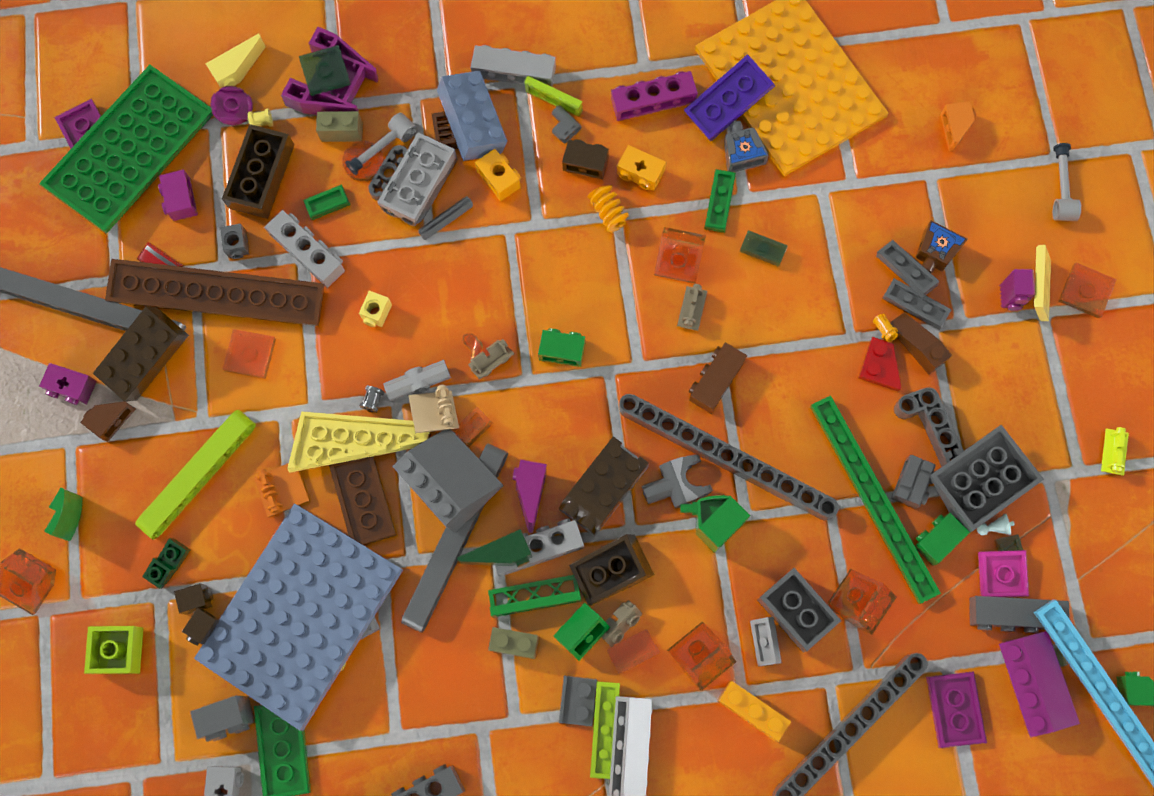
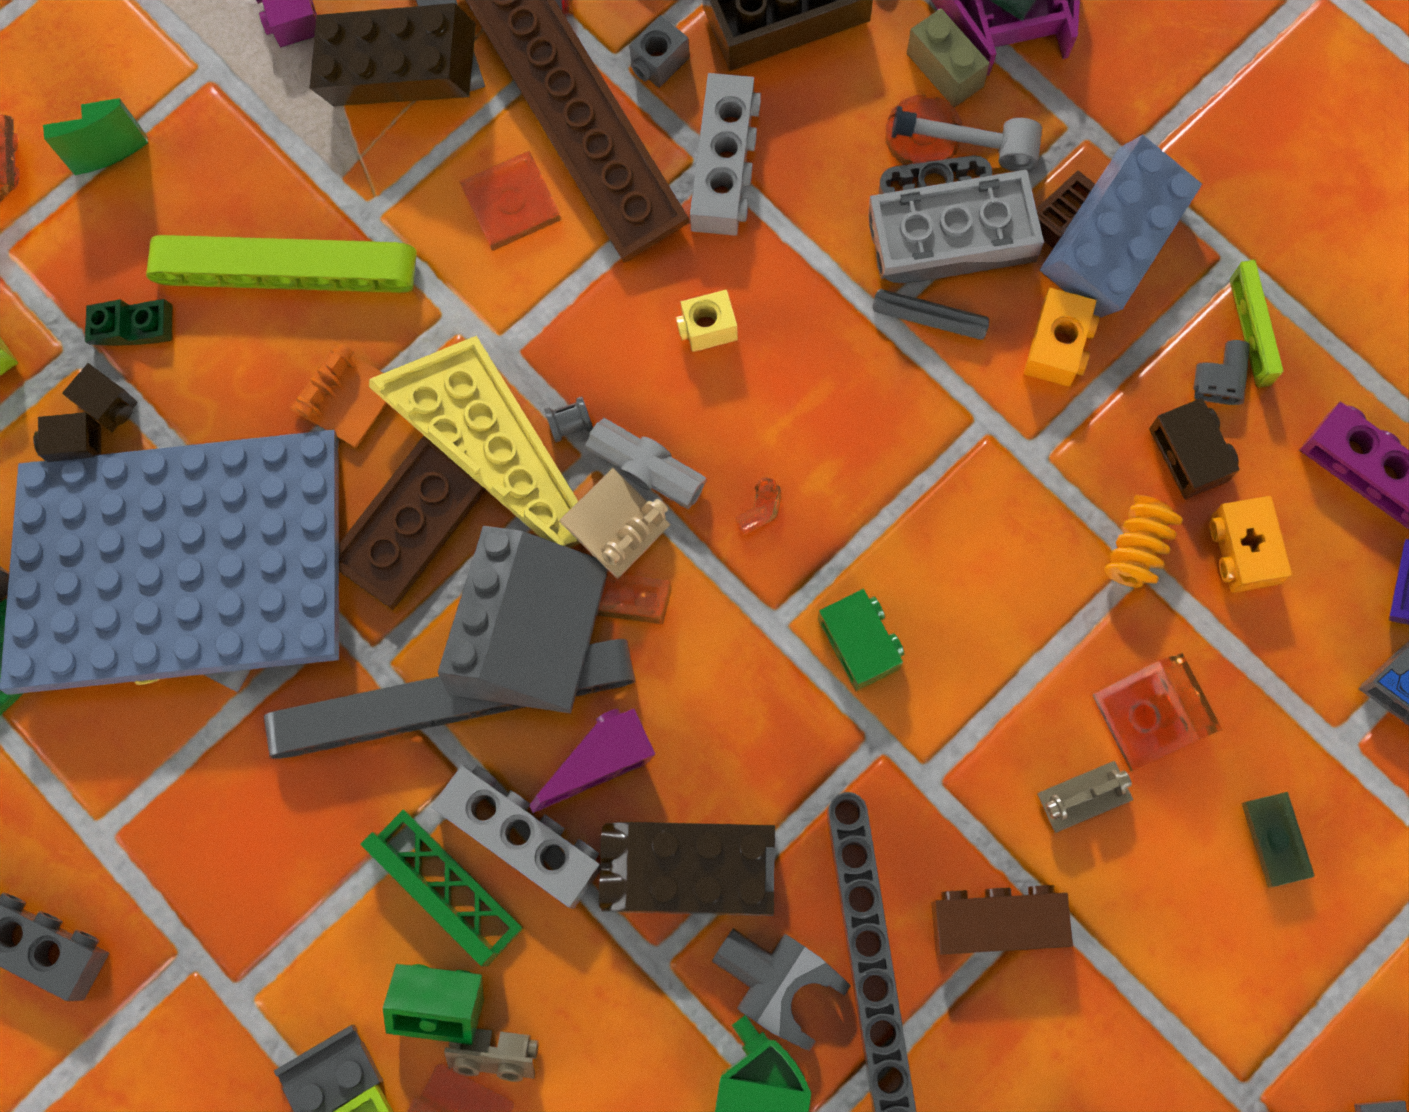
camera: 55 degrees right, 0 degrees up
(106, 419) = (272, 87): reddish brown slope -> none
(326, 202) = (819, 130): green tile -> none
(483, 365) = (741, 543): dark tan hinge -> none
(504, 551) = (465, 791): dark green slope -> none
(513, 66) = (1254, 228): light grey brick -> none
(513, 643) = (345, 910): olive brick -> none
(611, 569) = (566, 980): dark brown slope -> none
(720, 201) = (1301, 709): green tile -> none

